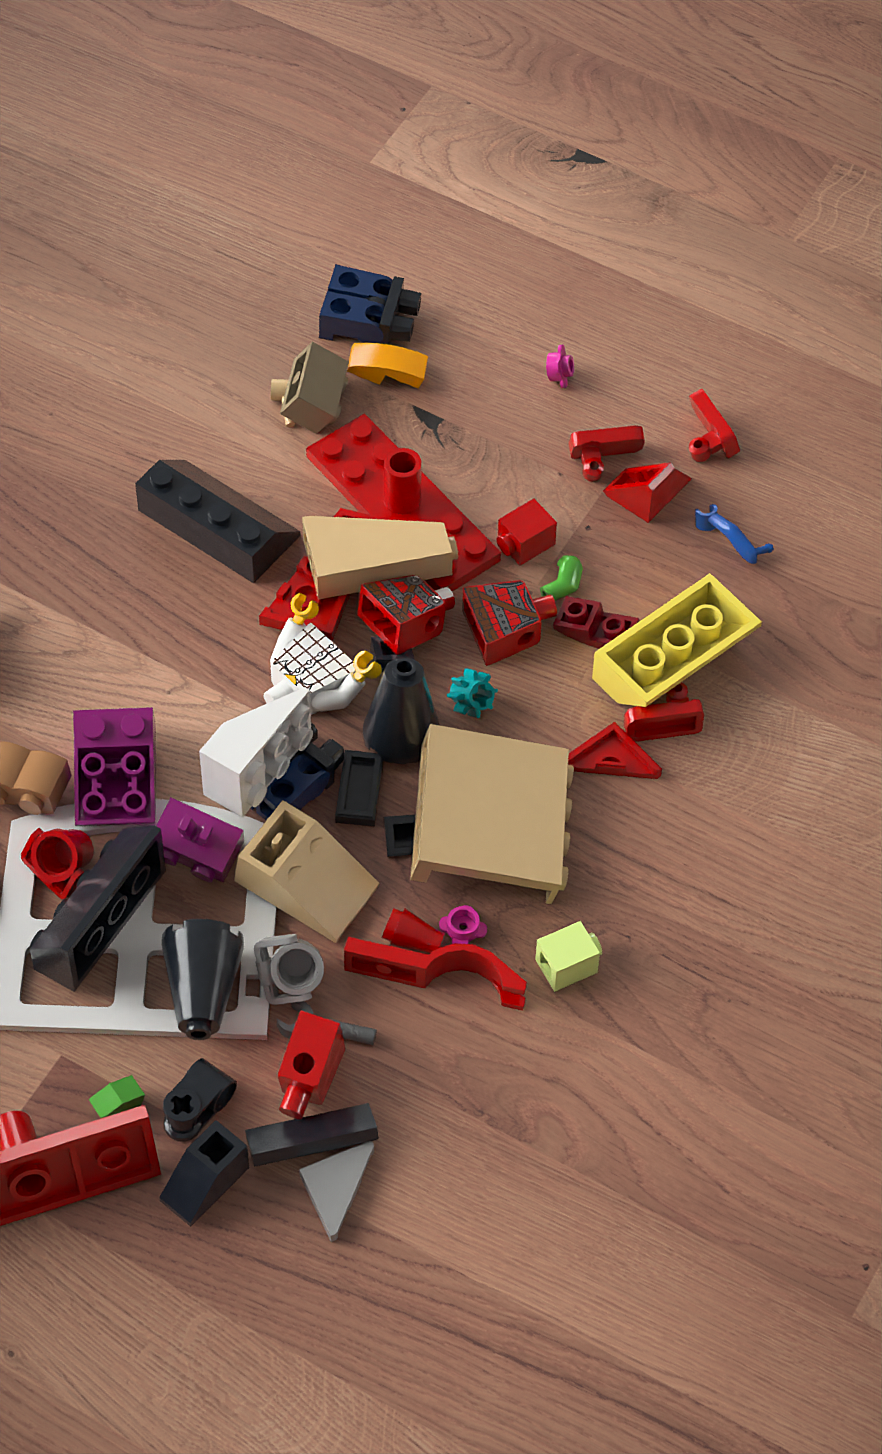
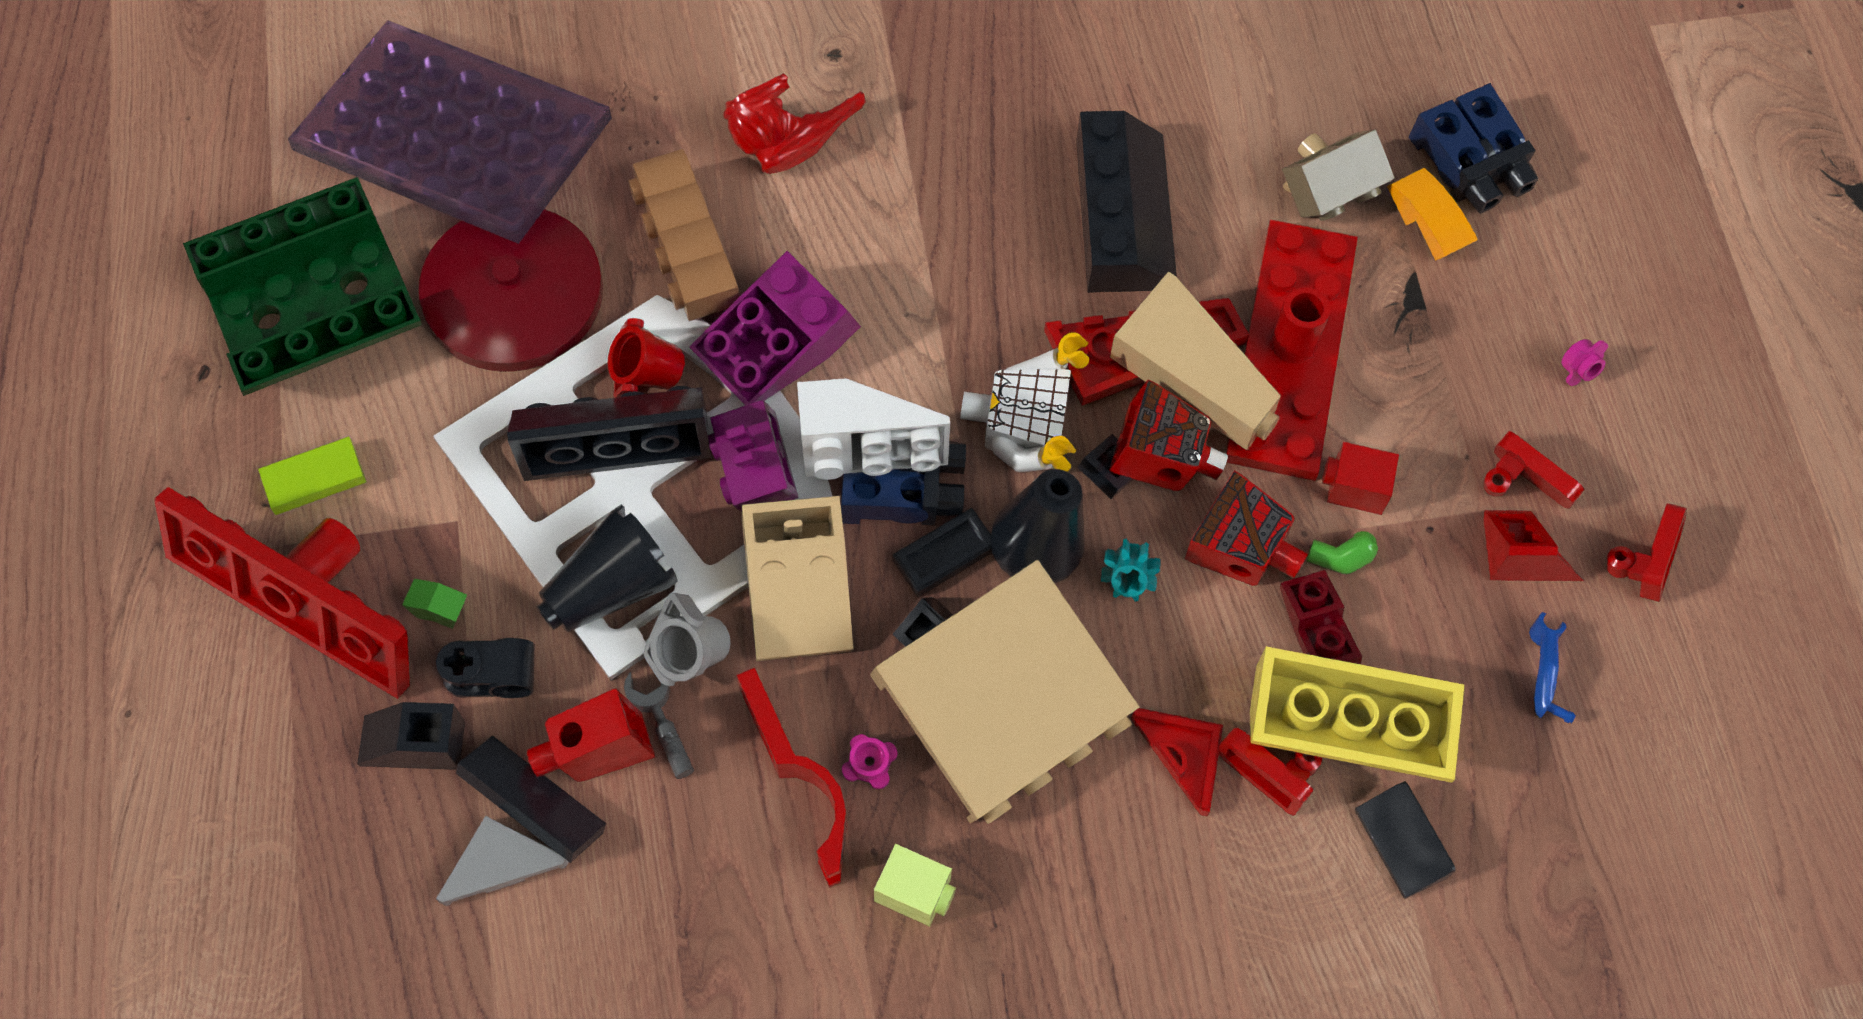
camera: 50 degrees right, 10 degrees up
(411, 932) = (820, 719): red cone -> none
(768, 683) = (1405, 840): none -> black slope

